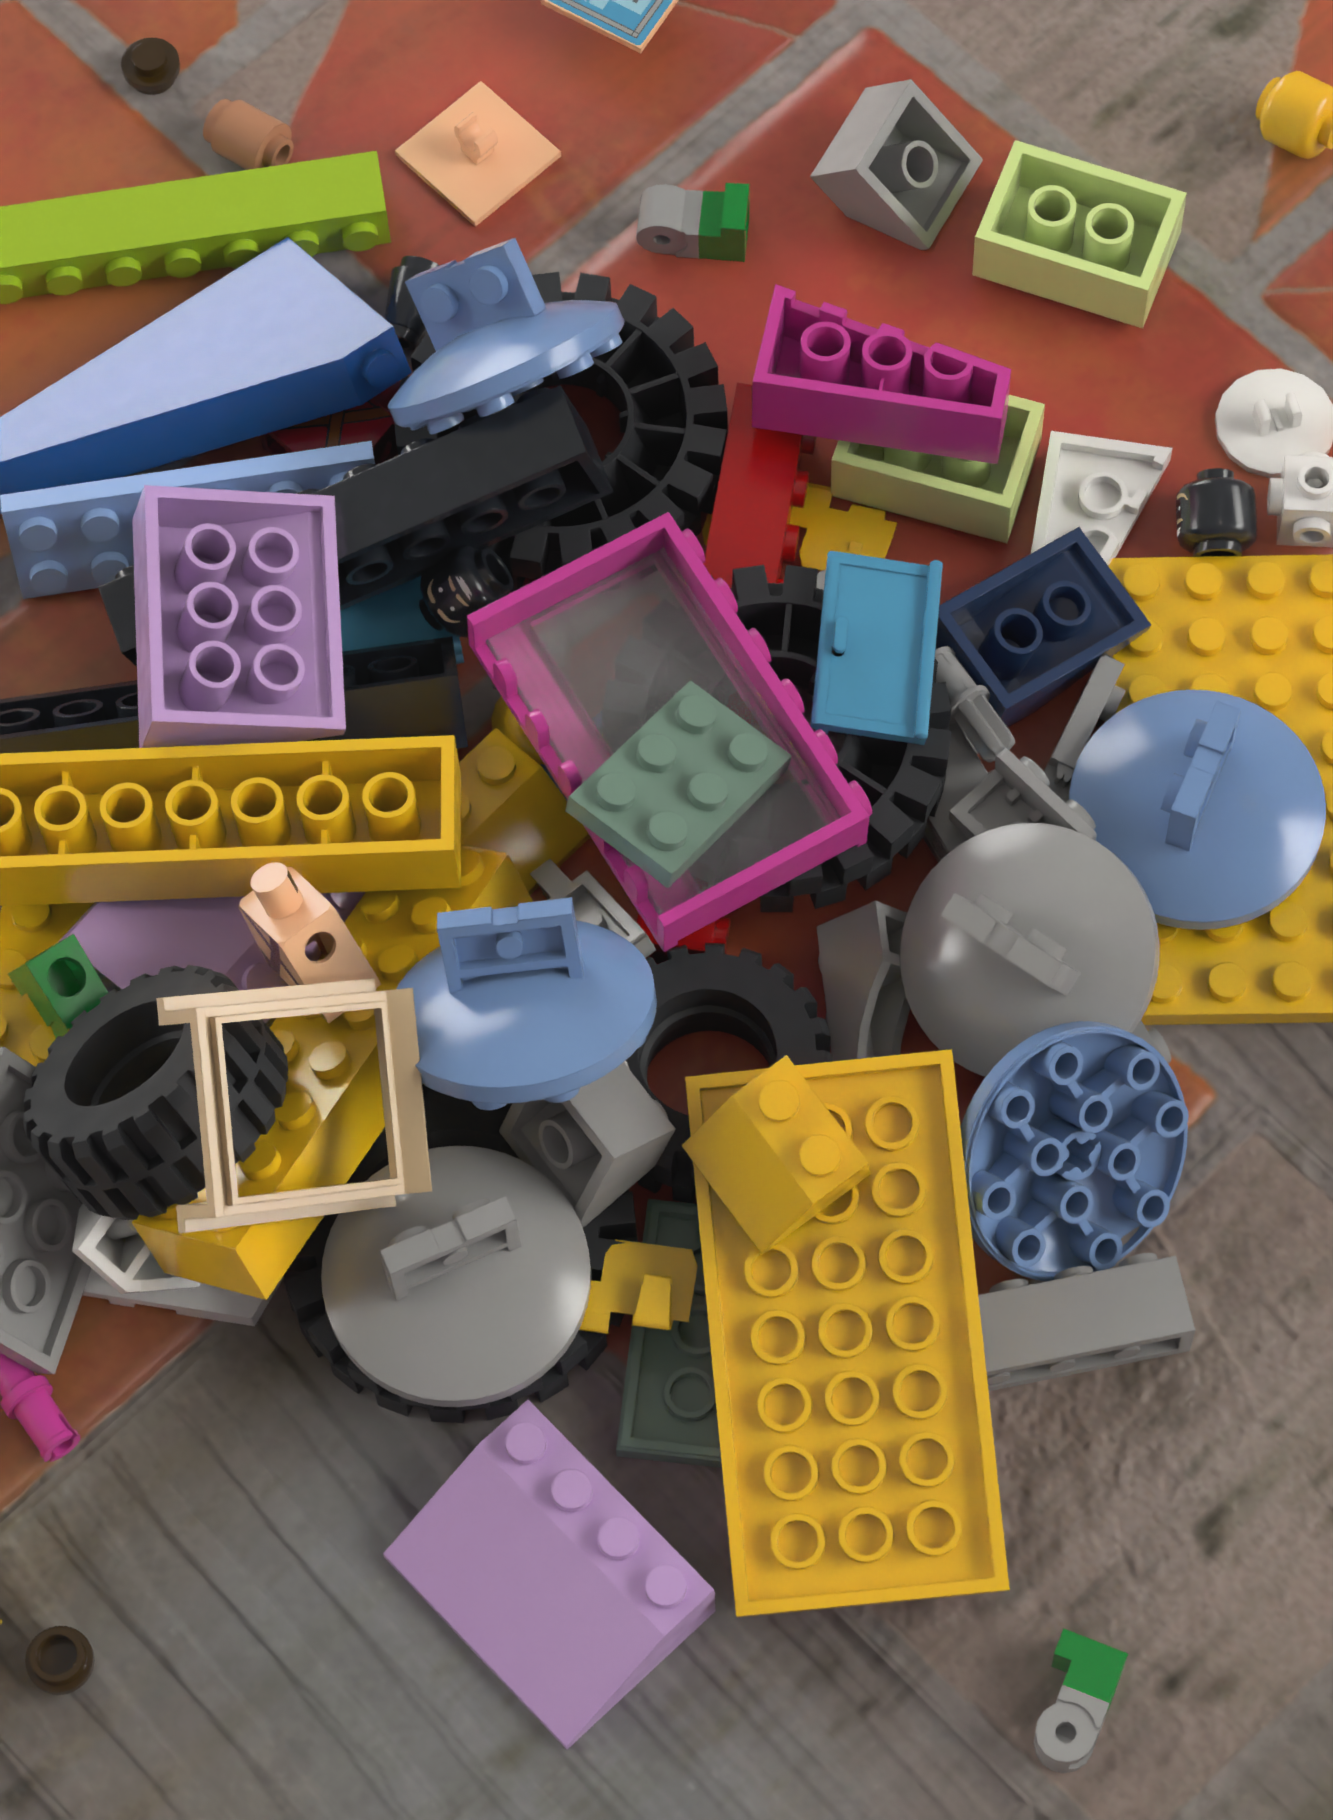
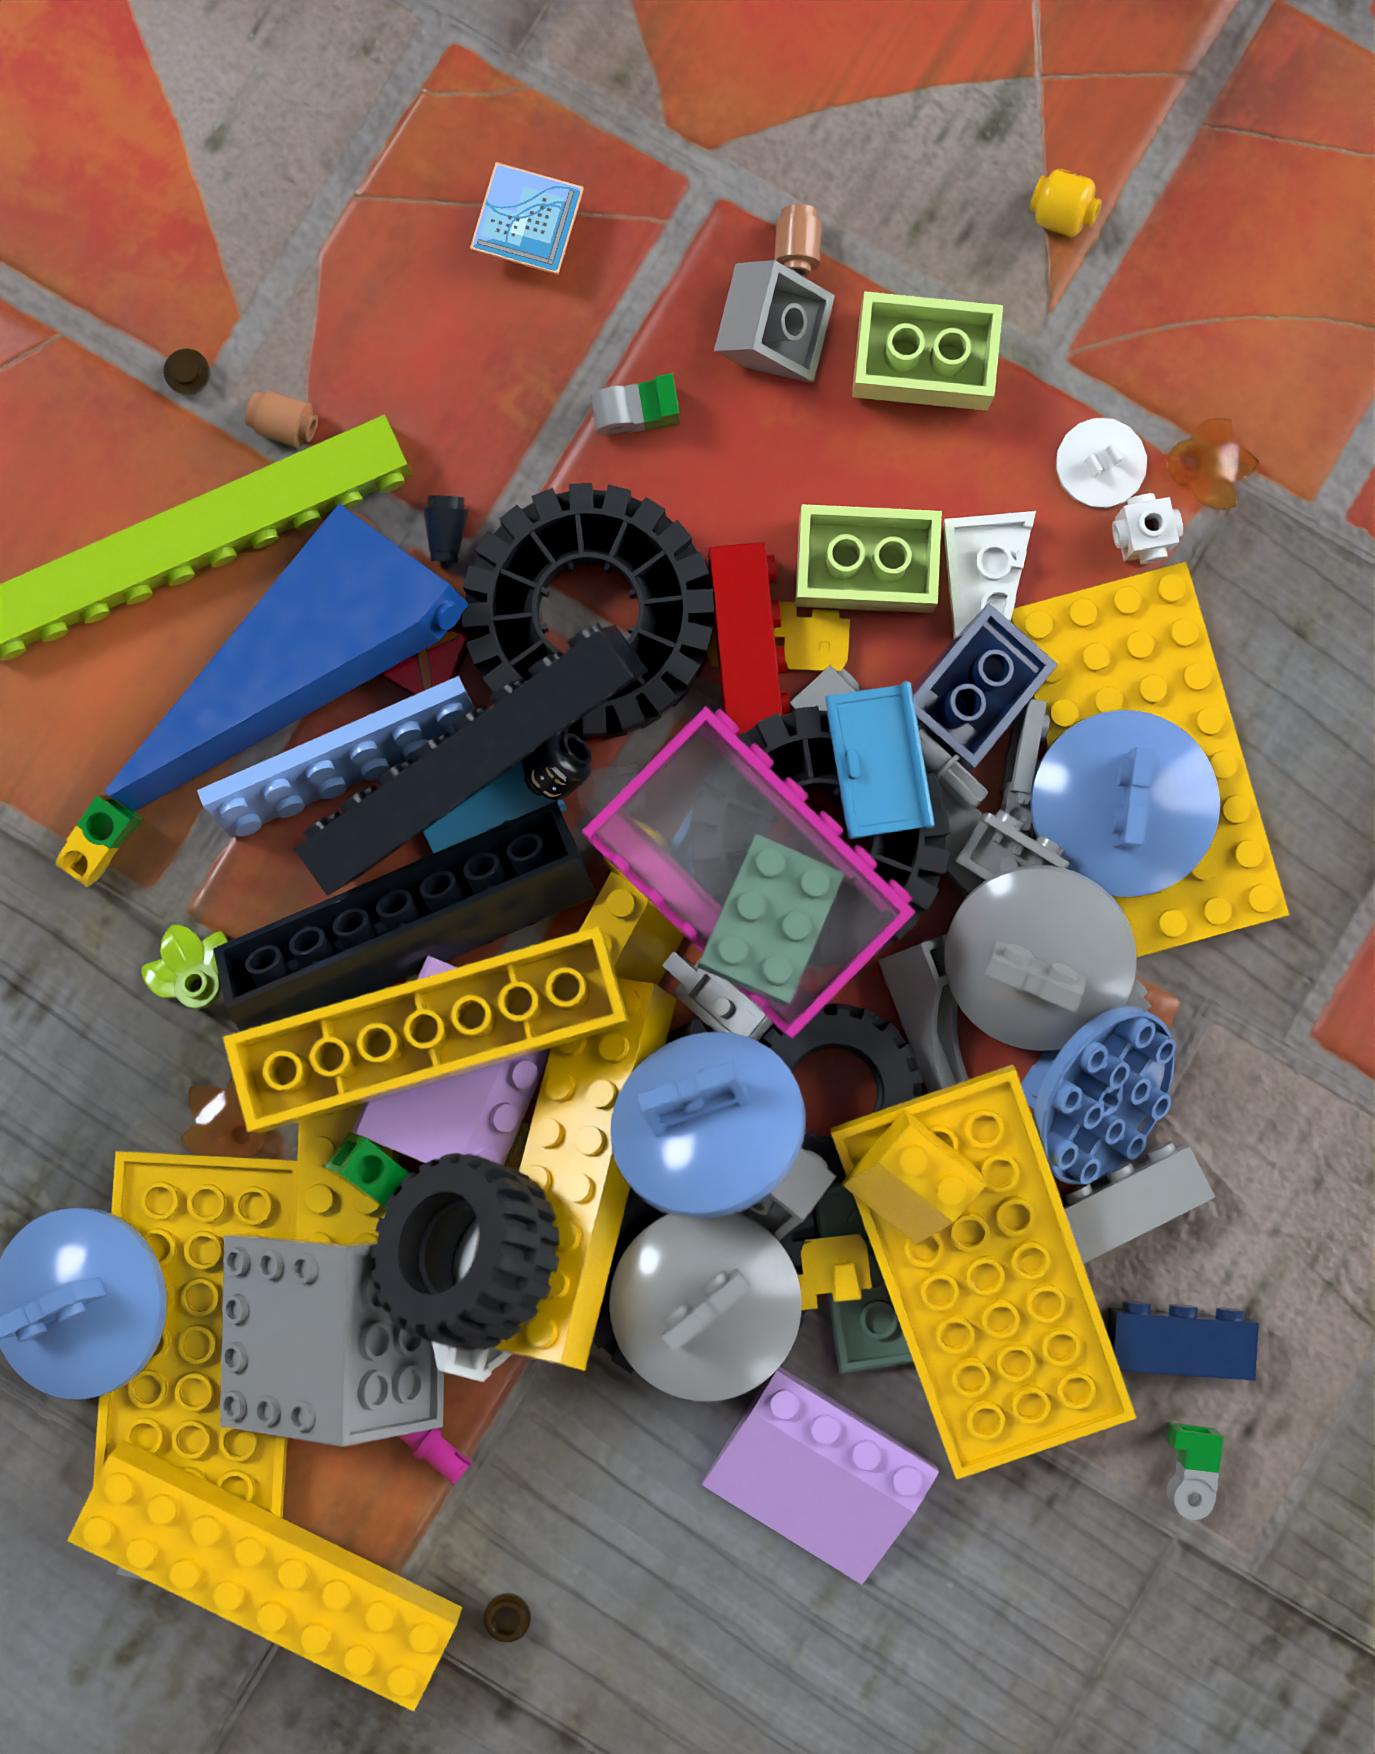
camera: 15 degrees left, 20 degrees up
(236, 617) = (410, 866): lavender slope -> none
(290, 914) = (526, 1099): light nougat torso -> none
(400, 1093) = (538, 1204): tan piece -> none
(478, 153) = (455, 383): light nougat piece -> none
(494, 338) = (540, 596): medium blue bracket -> none
(874, 385) = (817, 540): dark pink wedge -> none
(956, 80) = (798, 238): none -> nougat brick
(1104, 1523) = (1184, 1341): none -> dark blue brick
(1216, 514) = (1080, 557): black head -> none

